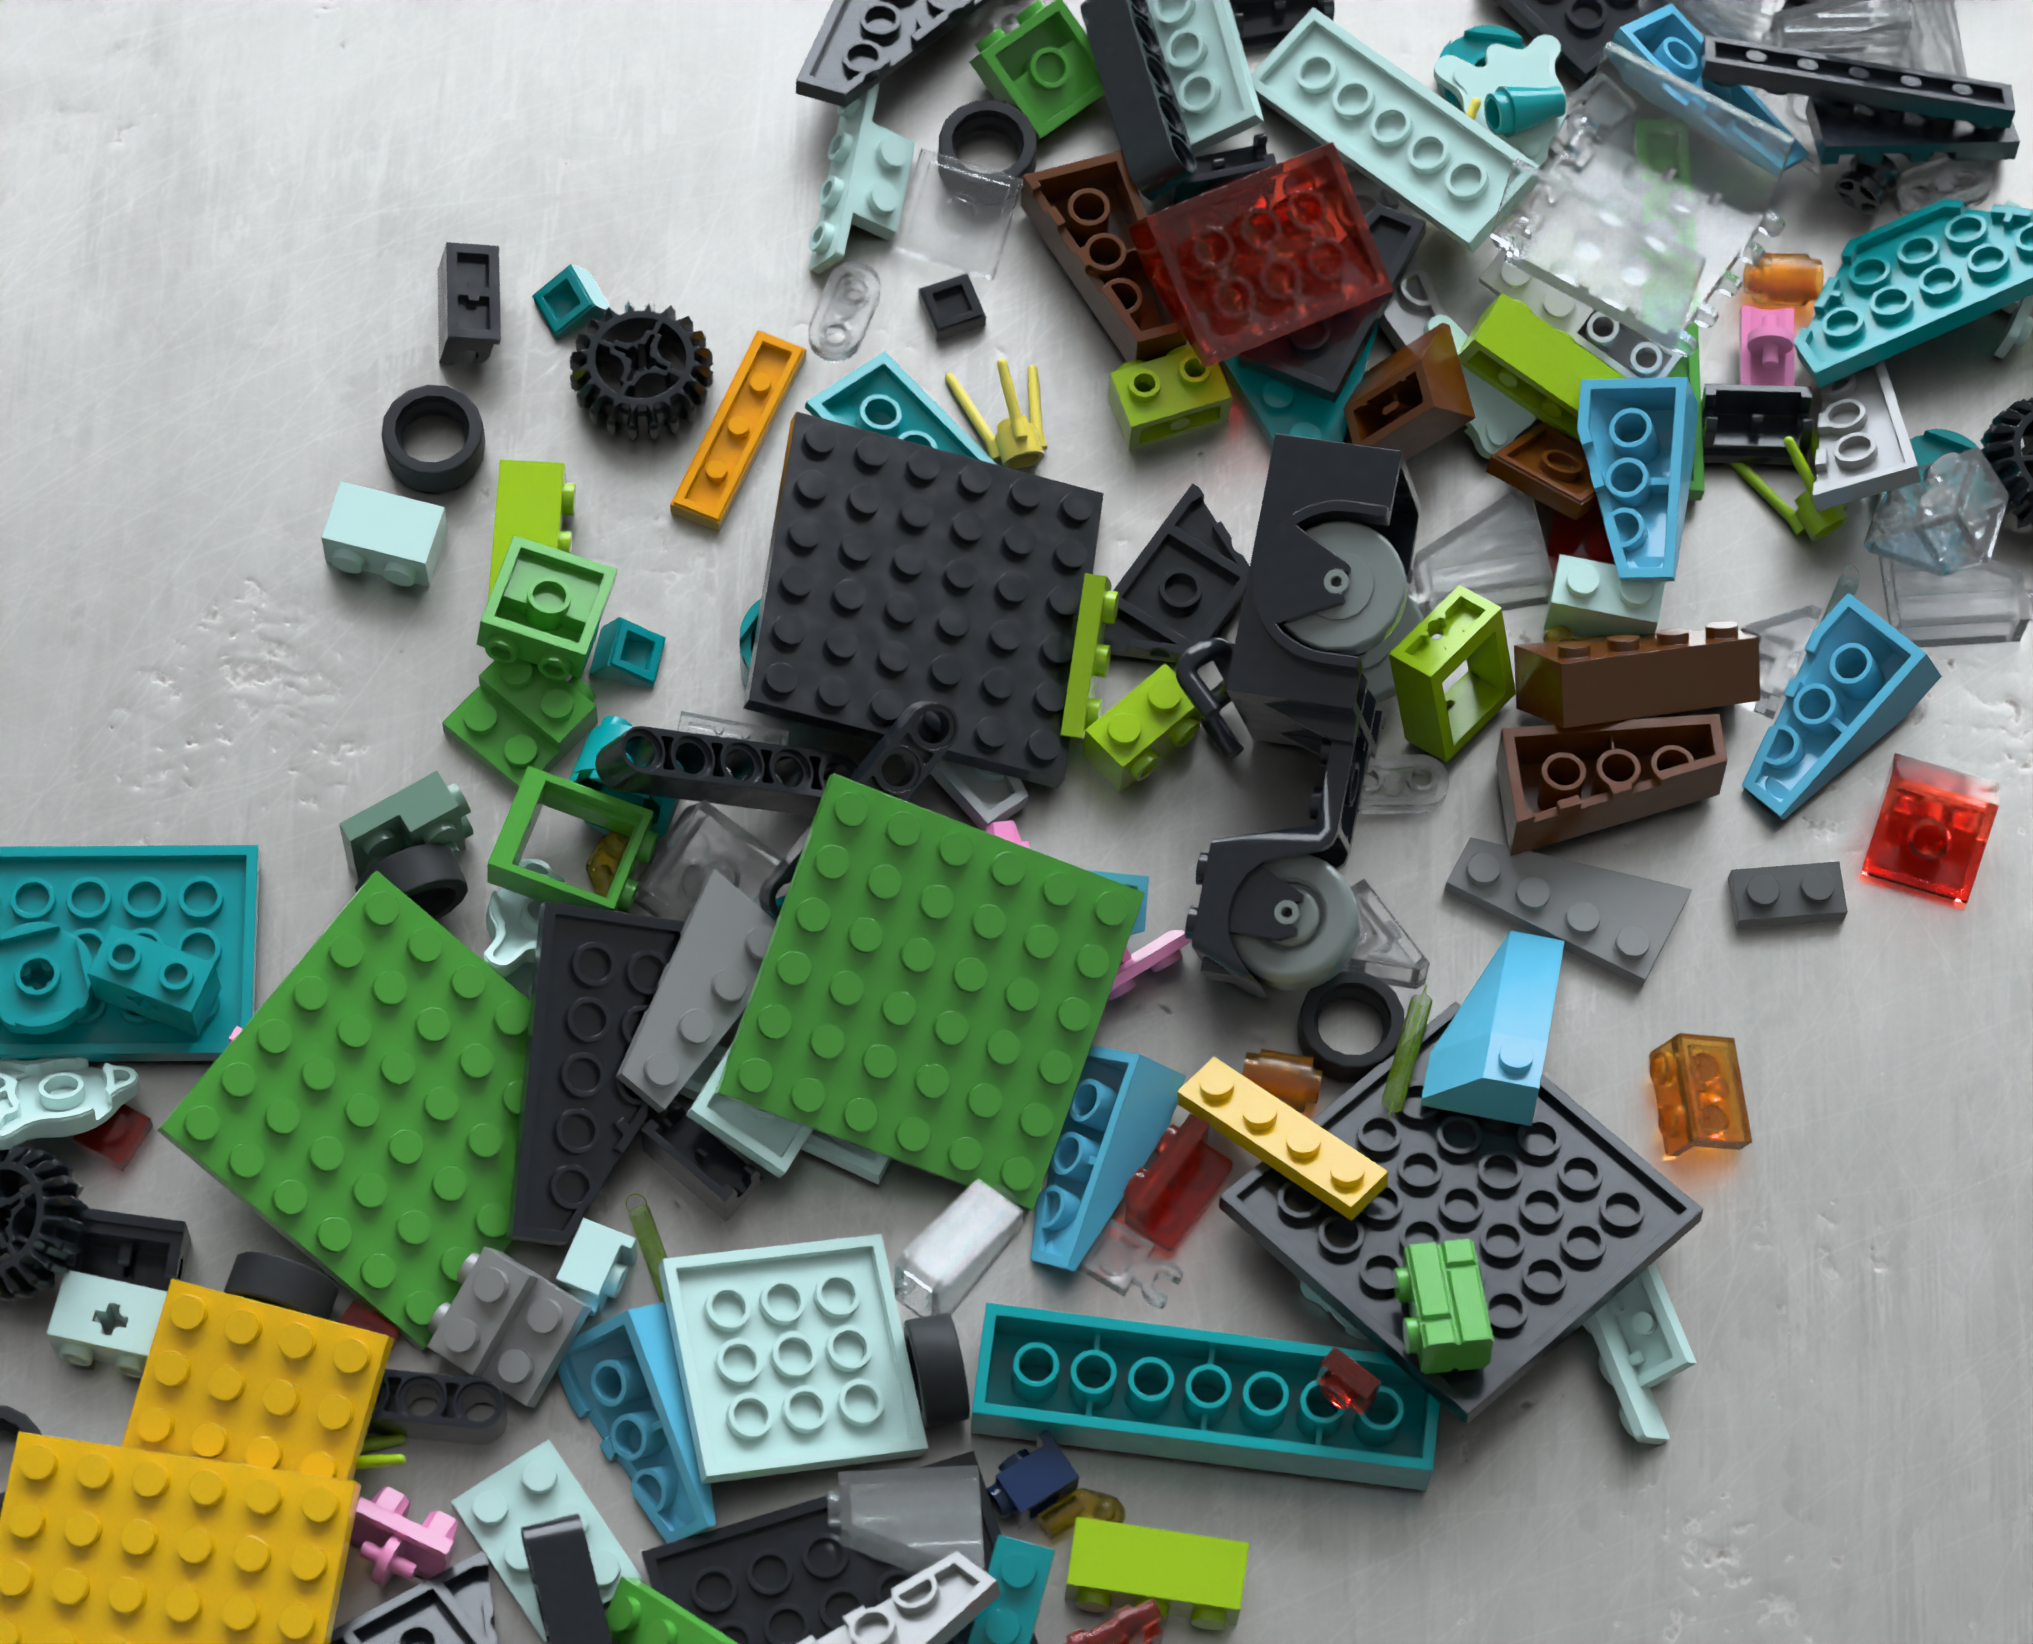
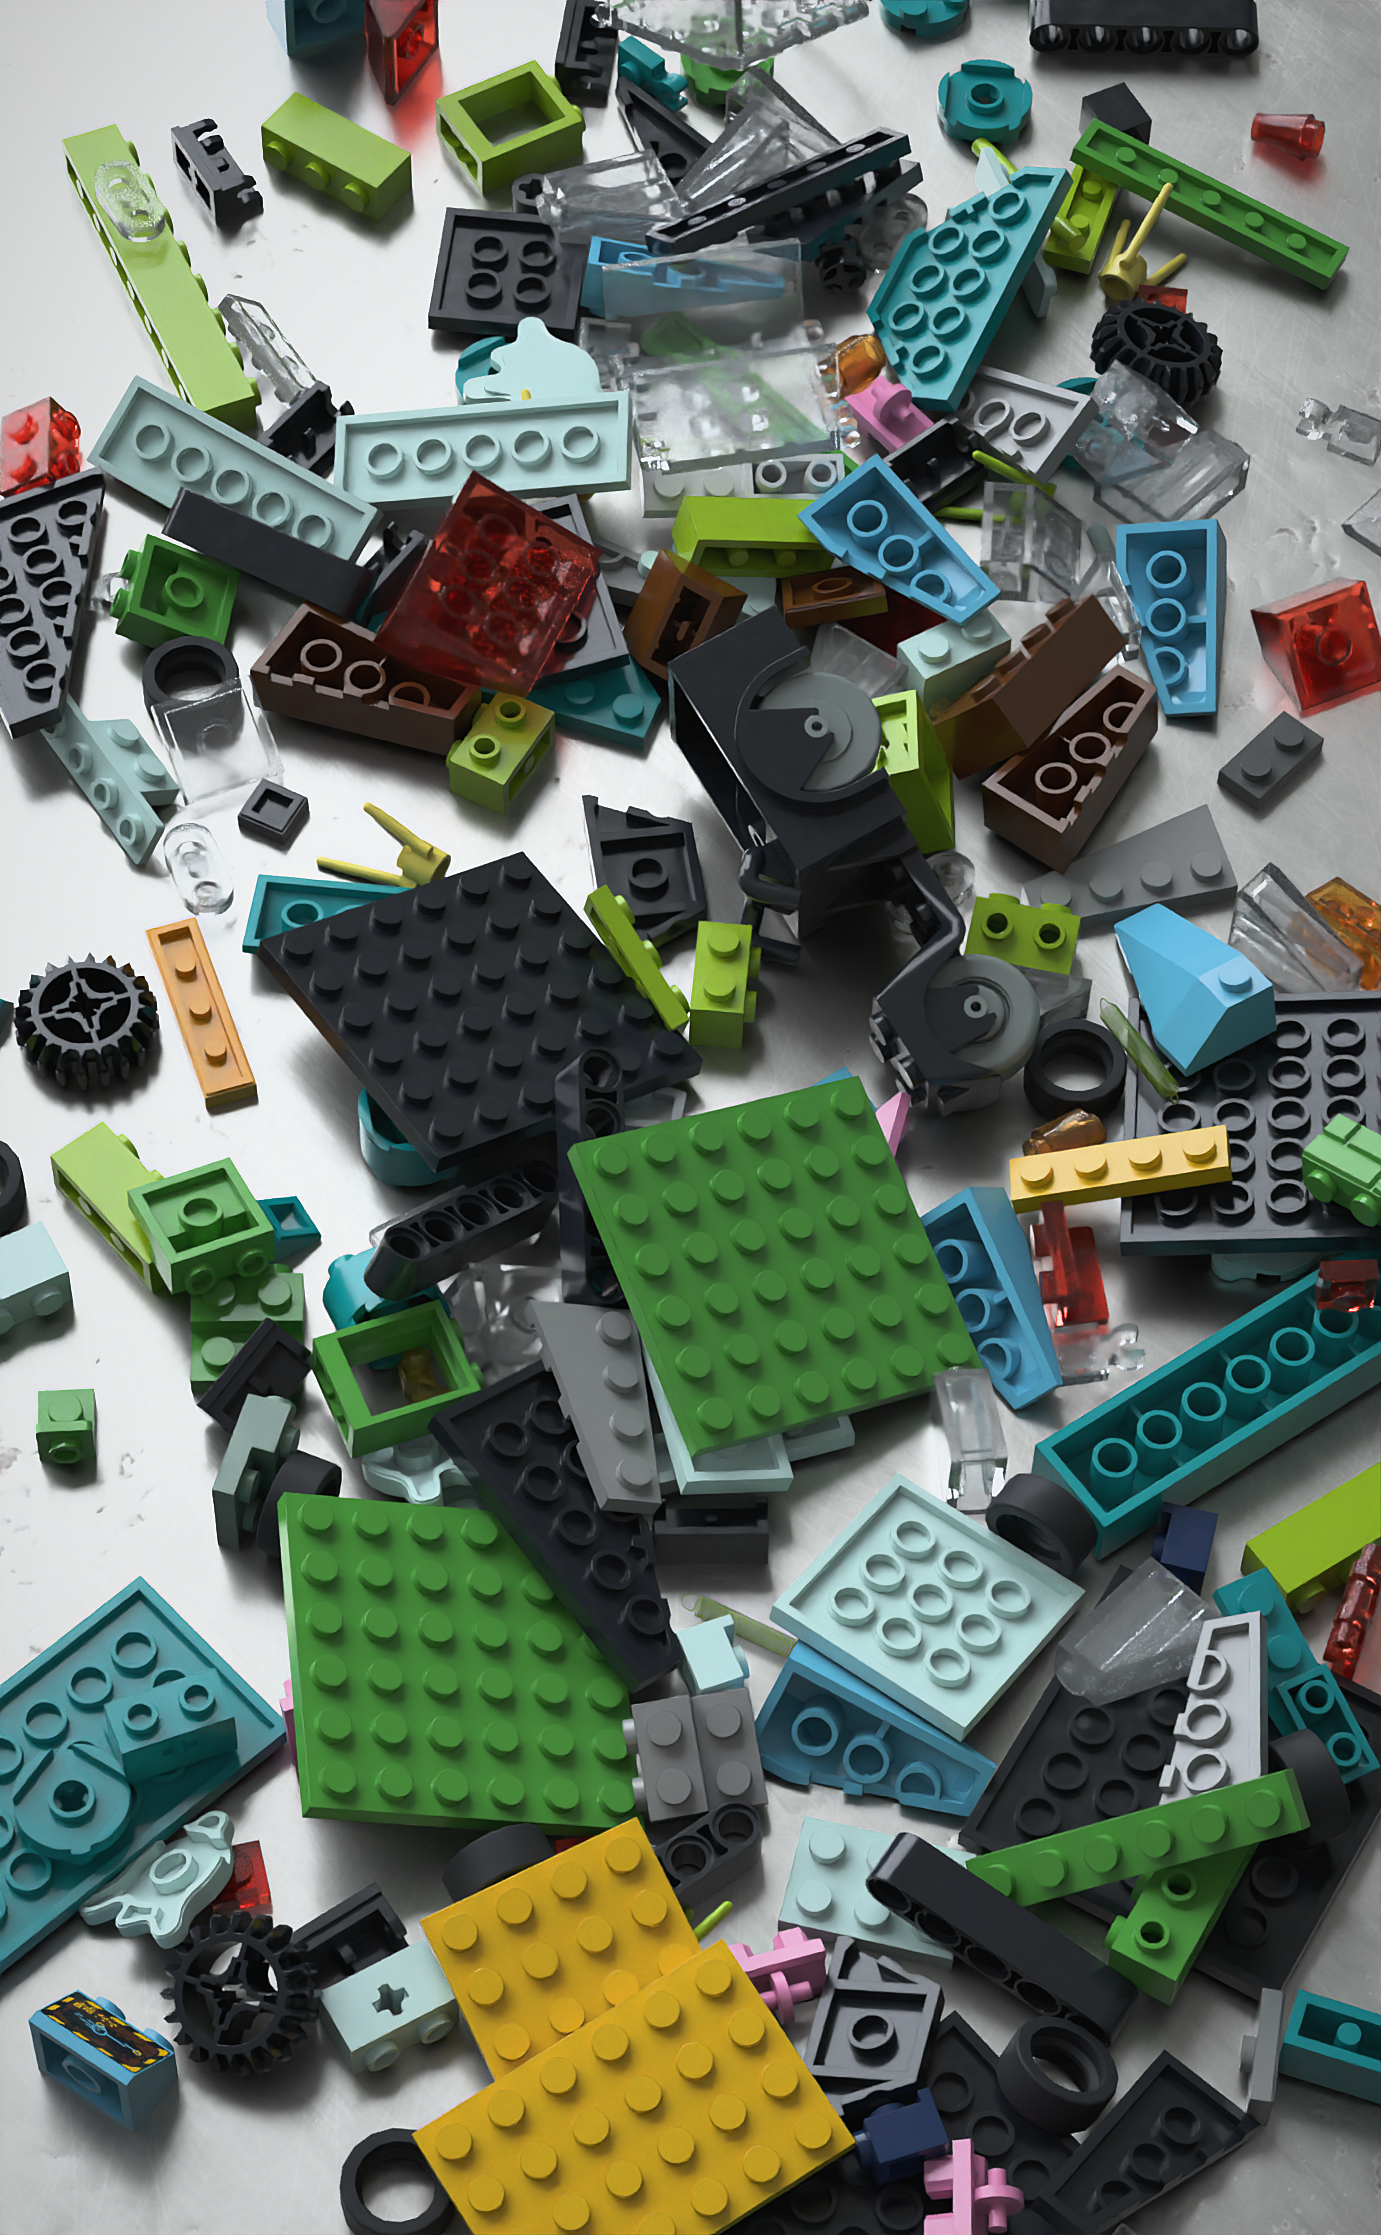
camera: 40 degrees left, 10 degrees down
(324, 683) = (66, 1425): none -> bright green bracket
(480, 761) = (265, 1366): none -> black hinge
(1083, 1504) = (1229, 1547): clear yellow arm -> none
(1414, 885) = (1024, 934): none -> lime brick
(1518, 108) = (564, 371): teal cone -> none
(1626, 1064) = (1289, 938): none -> clear slope
(1765, 550) = (1028, 544): none -> clear slope

